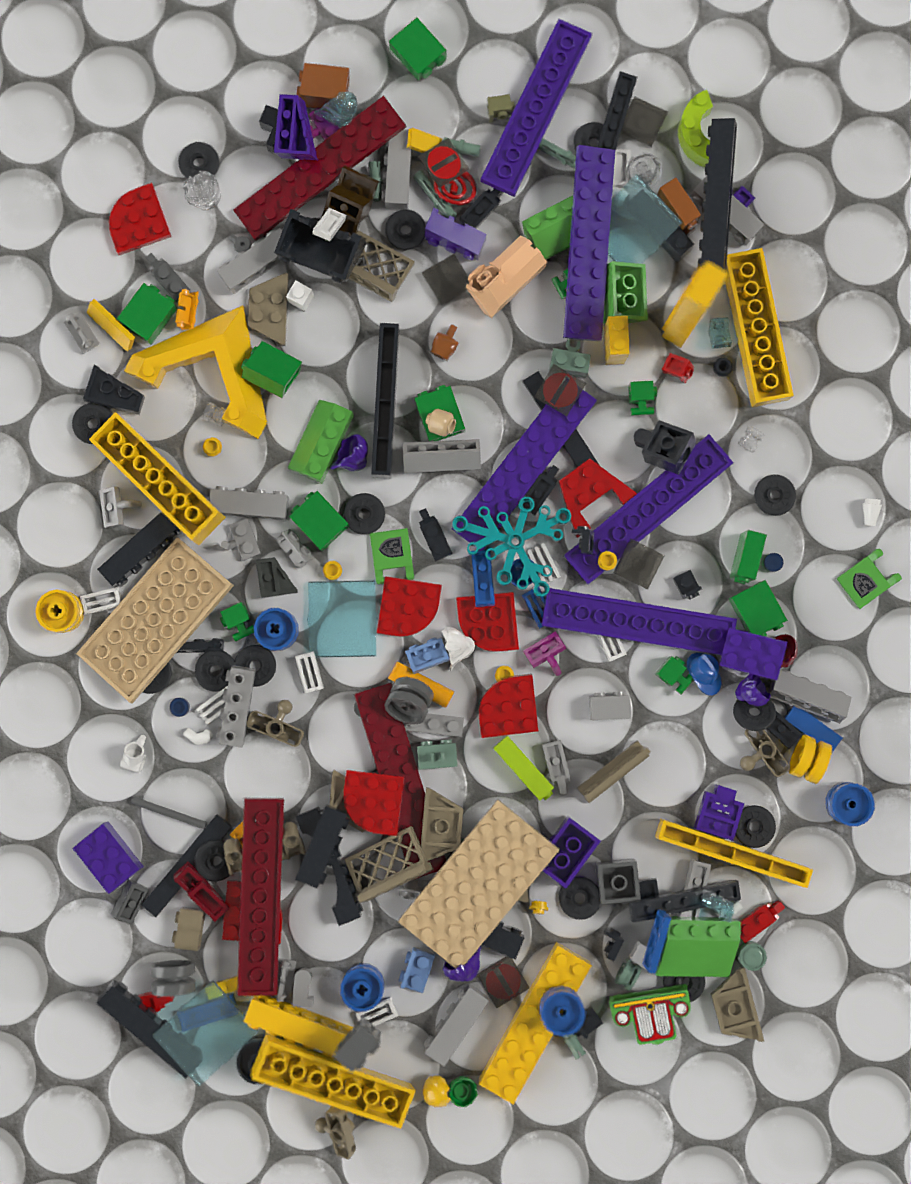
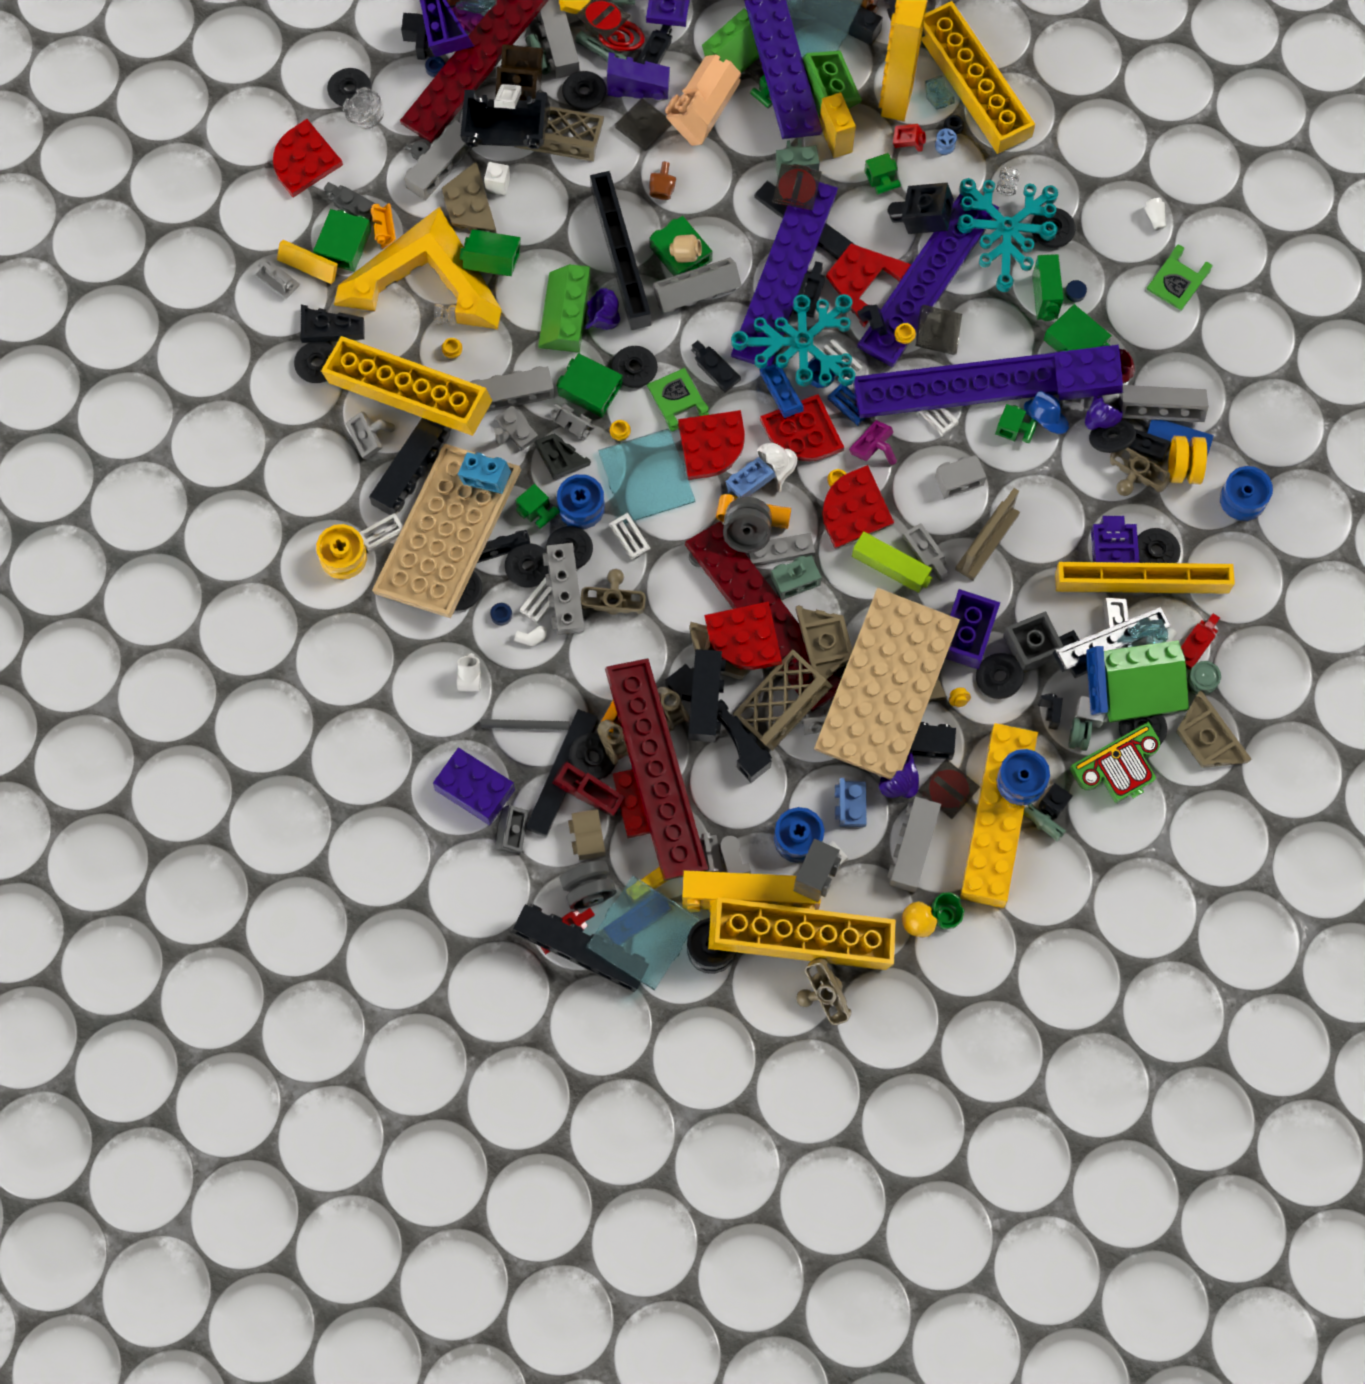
camera: 15 degrees left, 15 degrees down
(198, 582) = (484, 472): none -> dark azure brick
(280, 164) = (434, 65): none -> dark blue tile
(687, 585) = (996, 337): black bracket -> none
(710, 377) = (949, 138): none -> medium blue wheel
(762, 473) = (1006, 248): none -> teal plant

